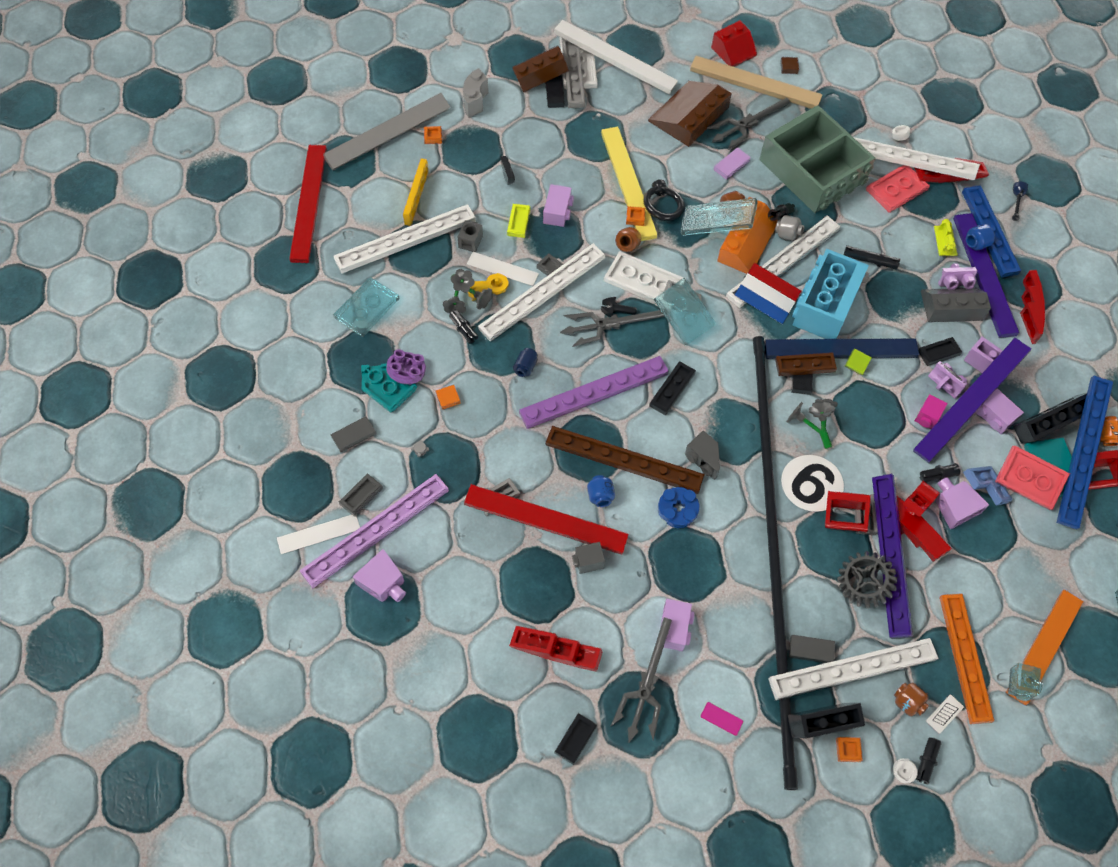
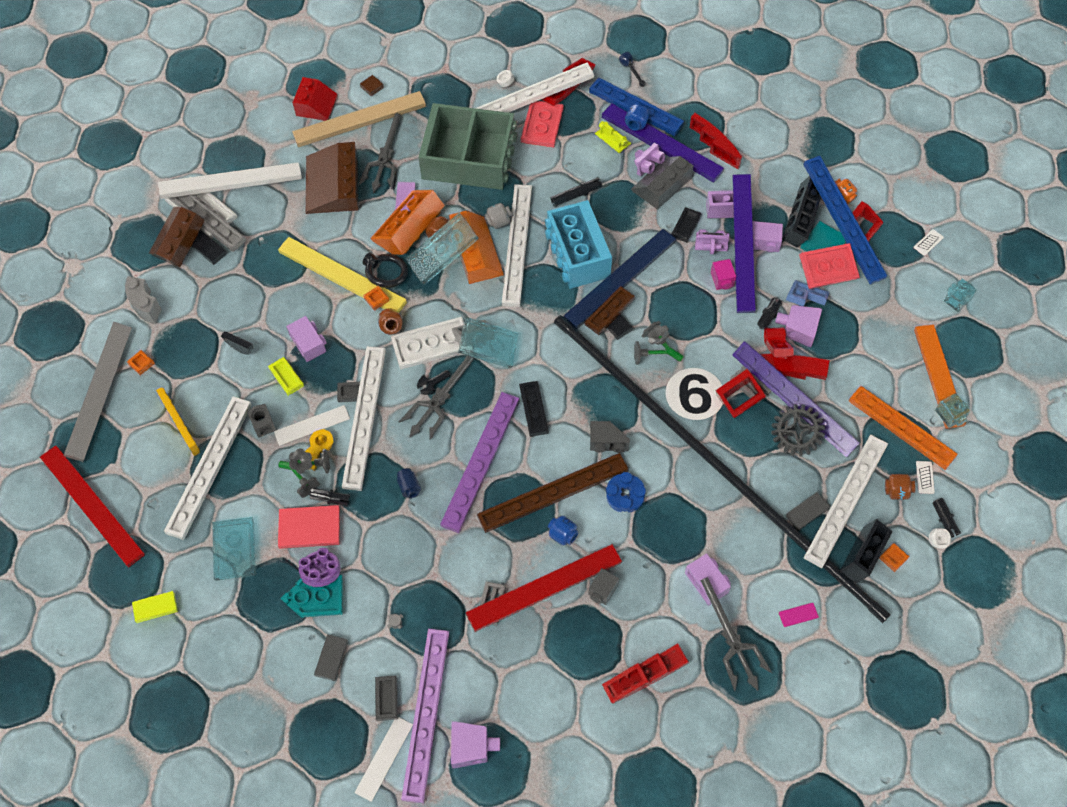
camera: 40 degrees left, 0 degrees up
(279, 301) = (154, 607): none -> neon yellow tile
(429, 334) = (309, 526): none -> coral tile
(448, 397) = (375, 562): orange tile -> none
(575, 739) = (721, 723): black tile -> none
(711, 182) = (405, 227): none -> orange slope
(768, 293) = (530, 278): sticker -> none
(780, 211) = (480, 207): black axle -> none
(857, 361) = (641, 278): lime tile -> none

